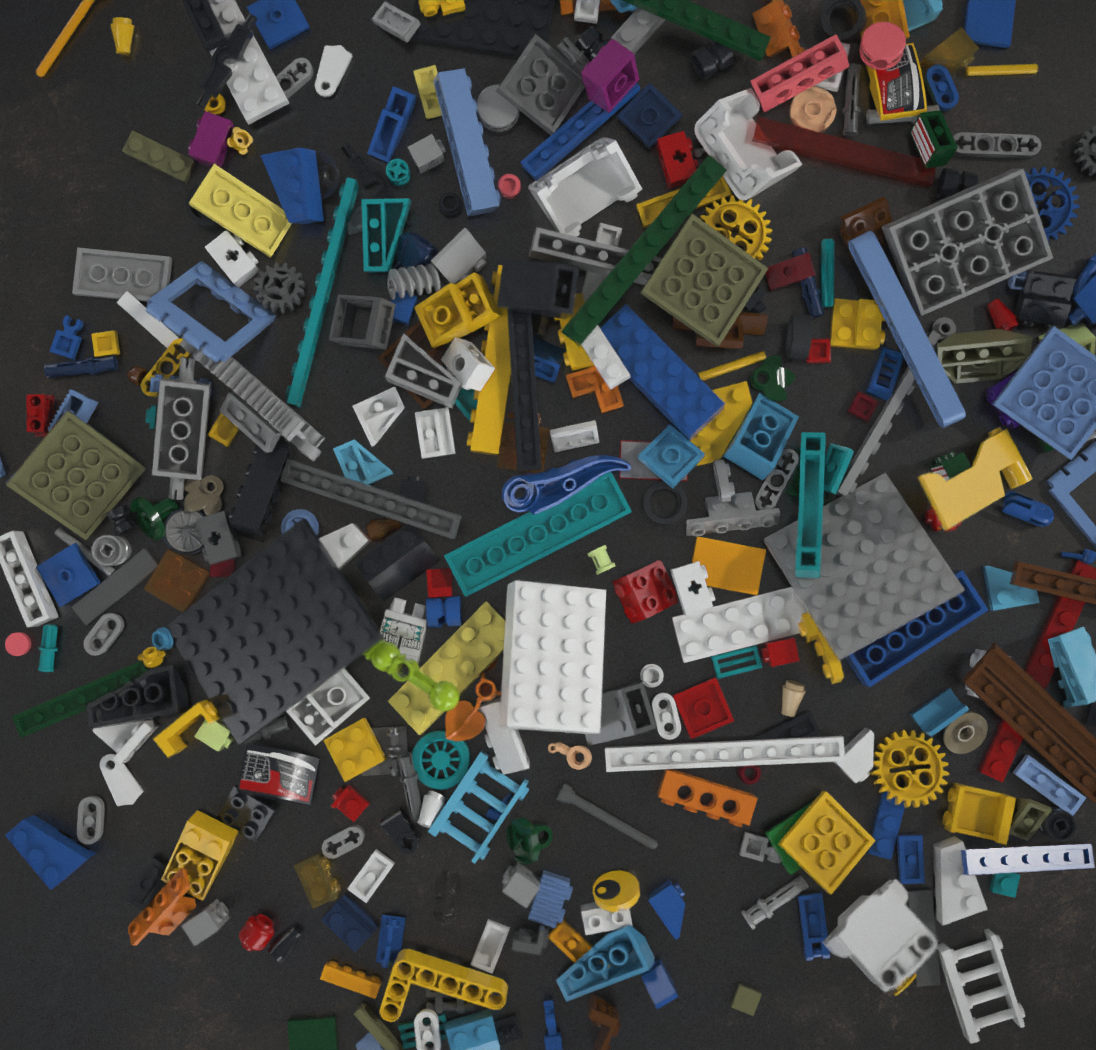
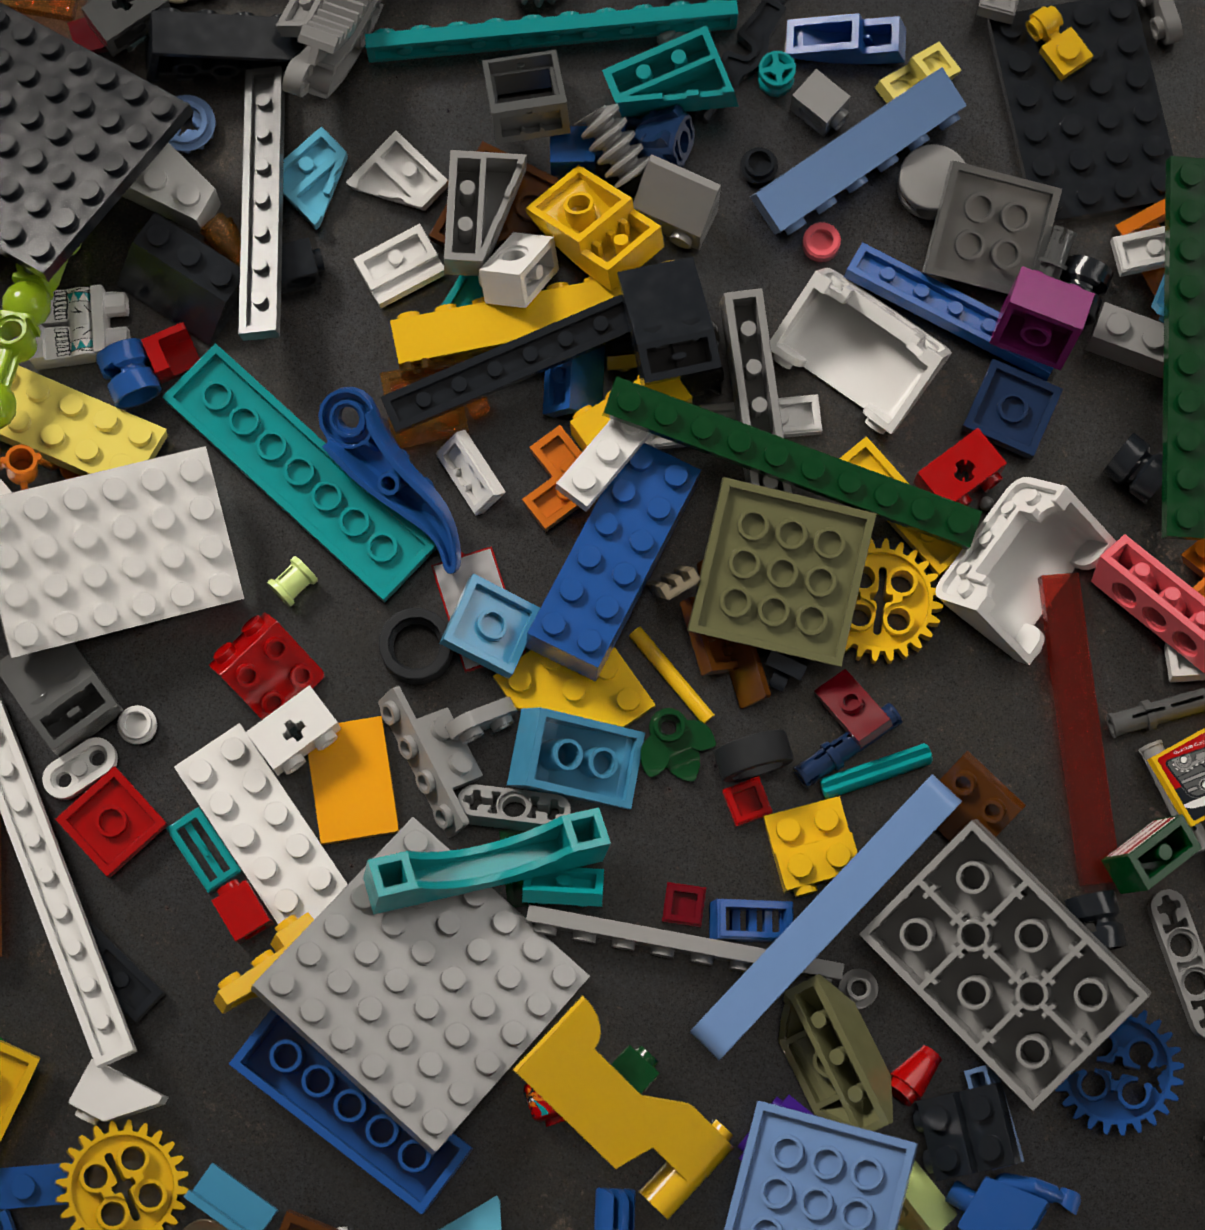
camera: 70 degrees right, 10 degrees down
(679, 345) = (679, 582): none -> dark tan tile
(749, 780) = (20, 934): dark red plate -> none
(792, 697) = (177, 956): tan cone -> none
(813, 109) = (1126, 656): light nougat tile -> none

